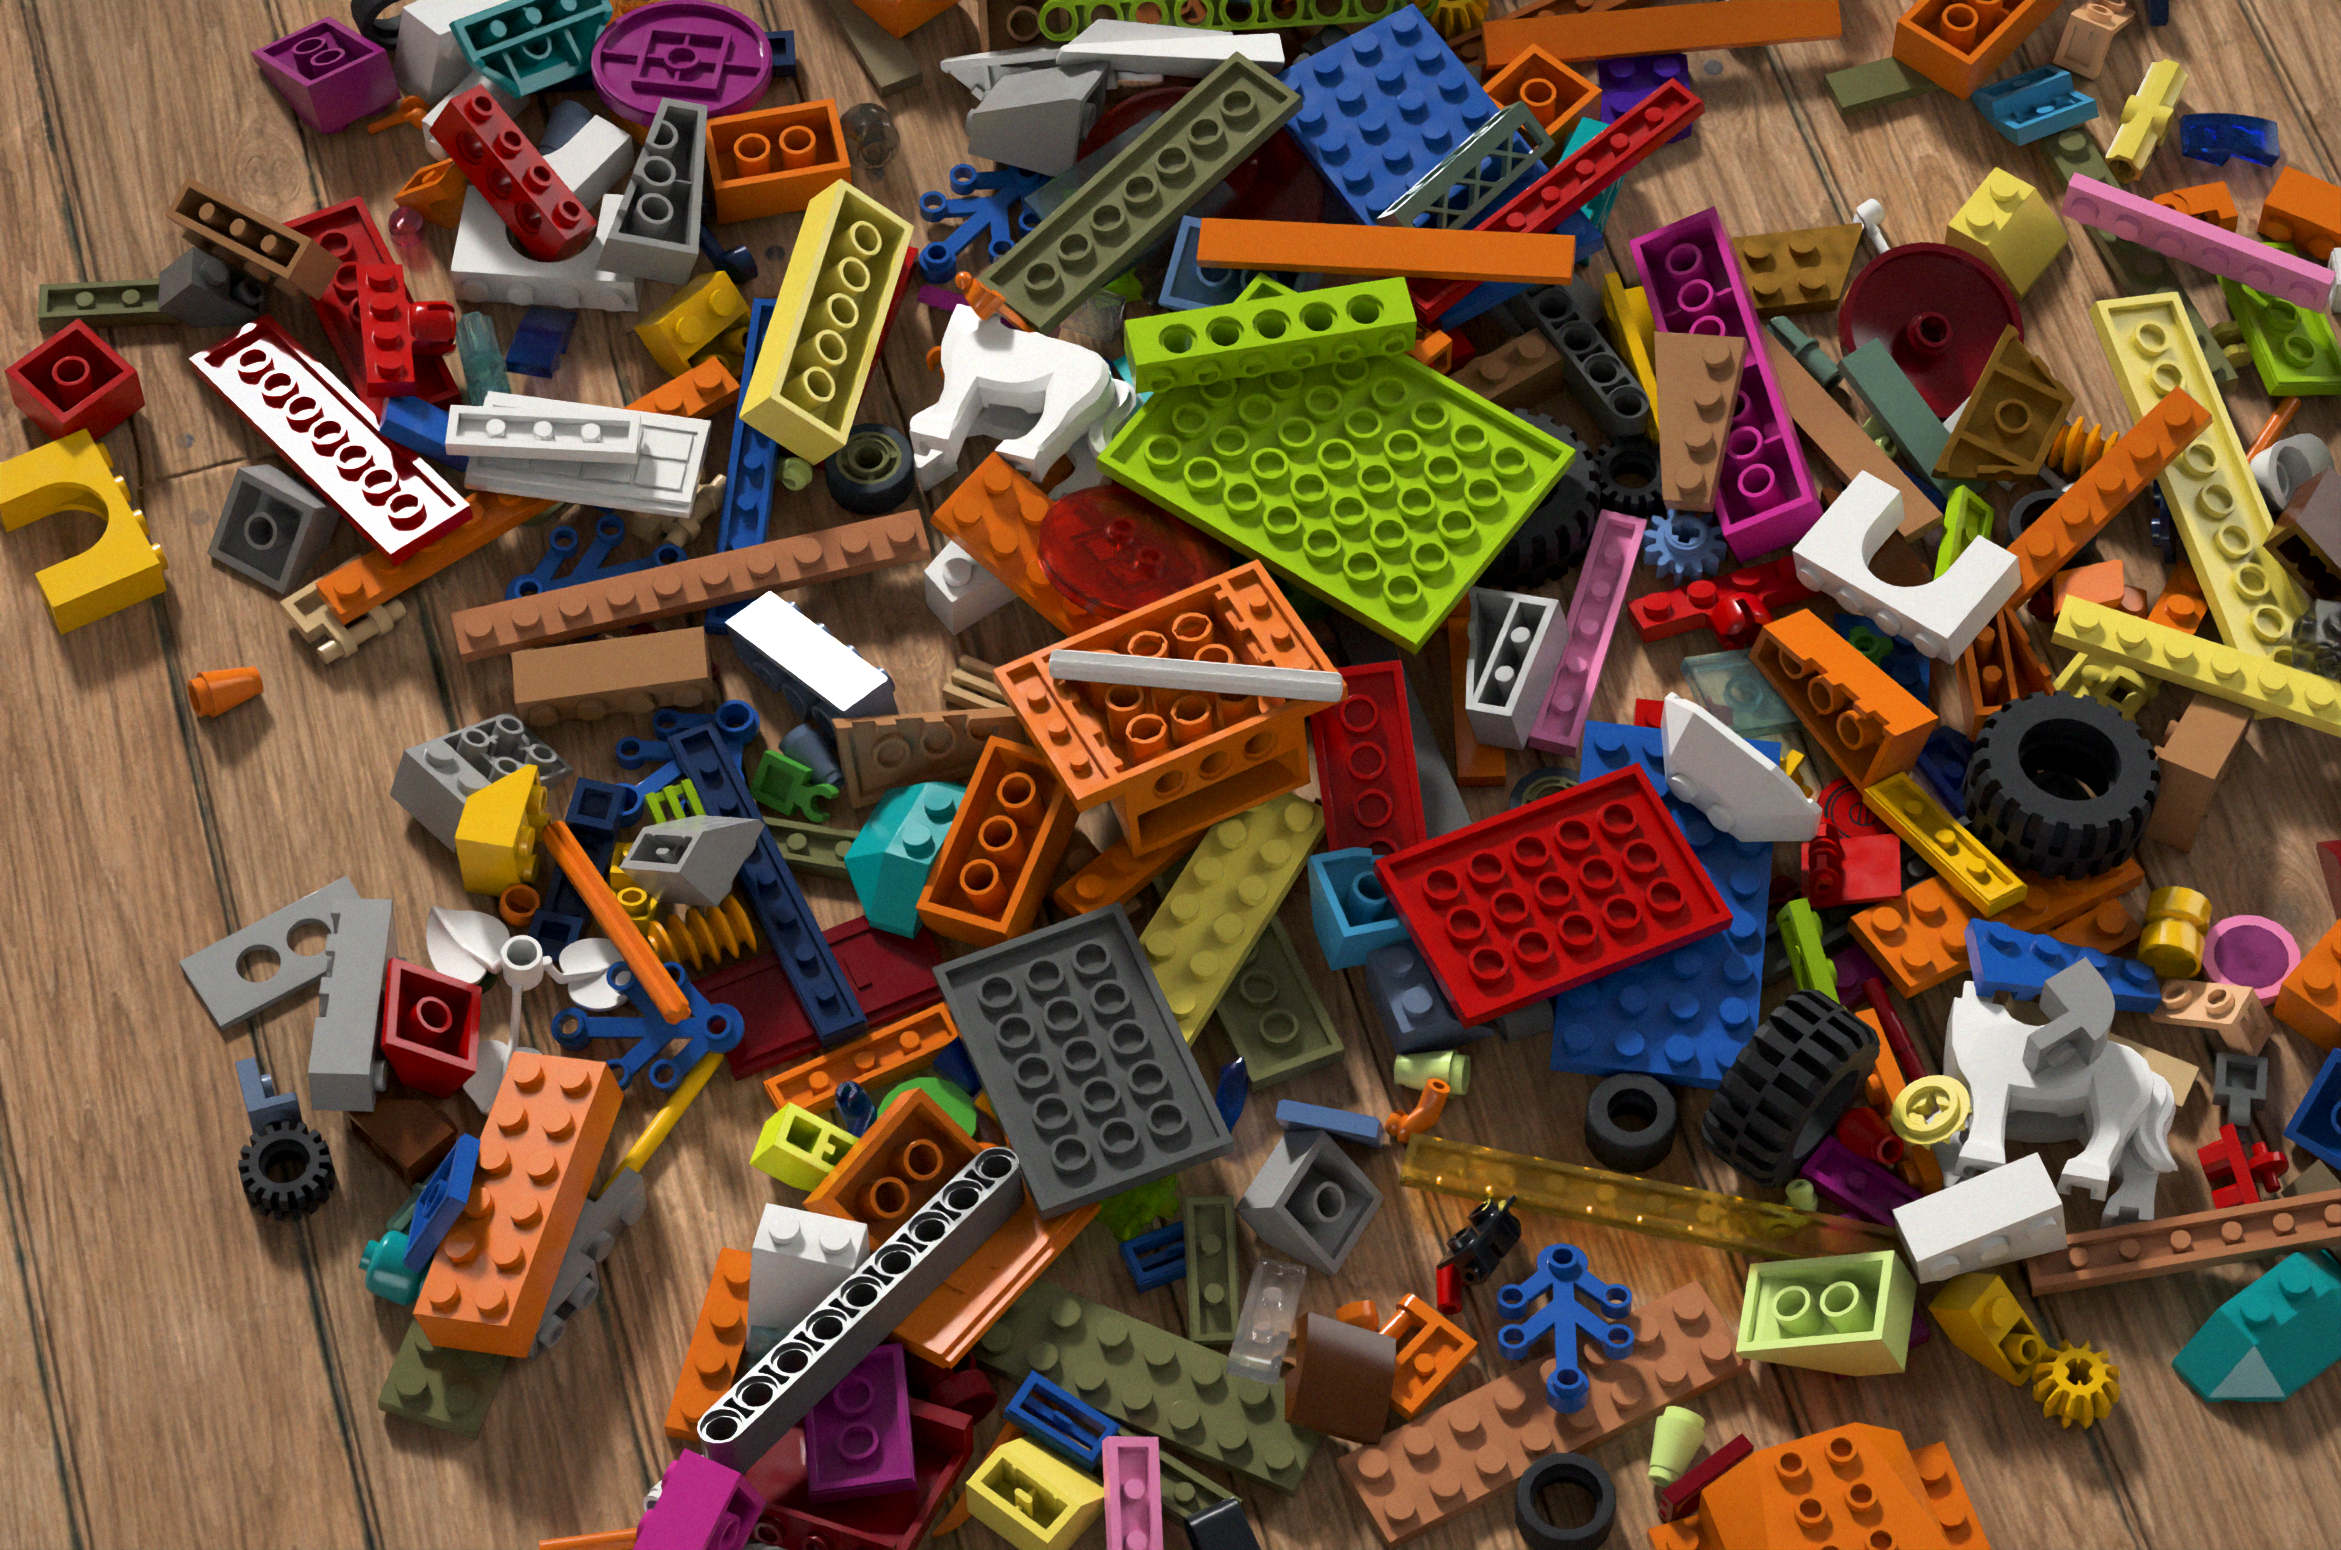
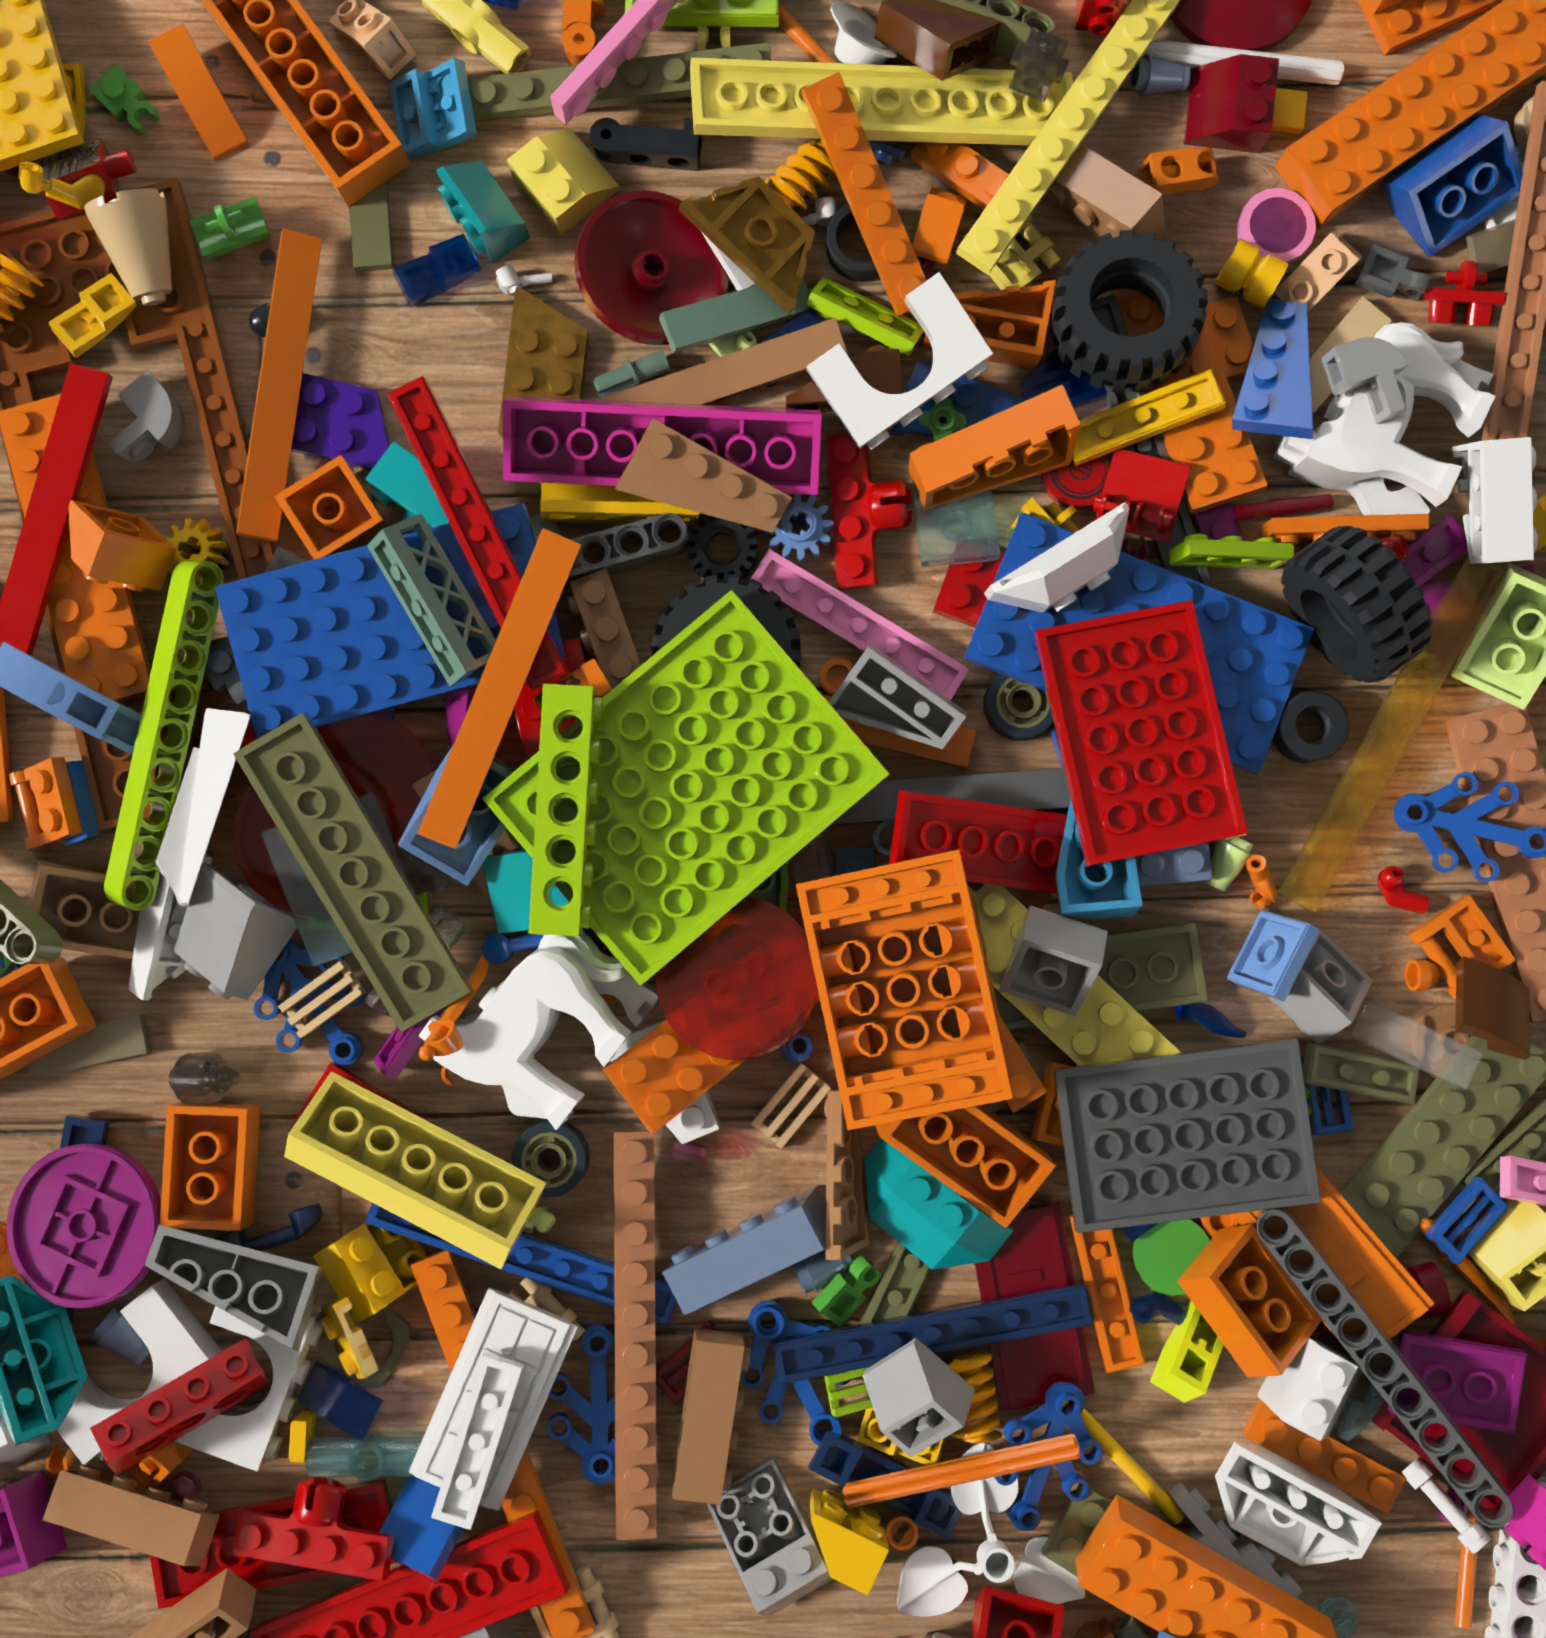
camera: 75 degrees left, 30 degrees up
(379, 172) = (131, 1516): none -> medium nougat brick
(500, 306) = (301, 1432): none -> yellow tile
(520, 1389) = (1348, 1622): none -> clear light blue plate
(574, 375) = (401, 1336): none -> olive piece
(626, 314) = (356, 1353): none -> yellow wing
(654, 1284) = (1291, 1508): none -> white wedge
(914, 599) = (690, 1152): none -> clear pink tile
(995, 215) = (296, 1017): none -> tan tile
(1196, 675) = (917, 971): white axle -> none
(1251, 871) = (1054, 961): none -> light grey slope
(1486, 1240) = (1381, 866): black hinge -> none
(1851, 153) = (438, 271): none -> clear blue slope
(1919, 1099) = (1395, 523): light yellow gear -> none
(1934, 163) = (481, 208): none -> teal slope
(2072, 300) = (647, 145): none -> black leg
(2270, 833) = (1180, 170): none -> orange leg

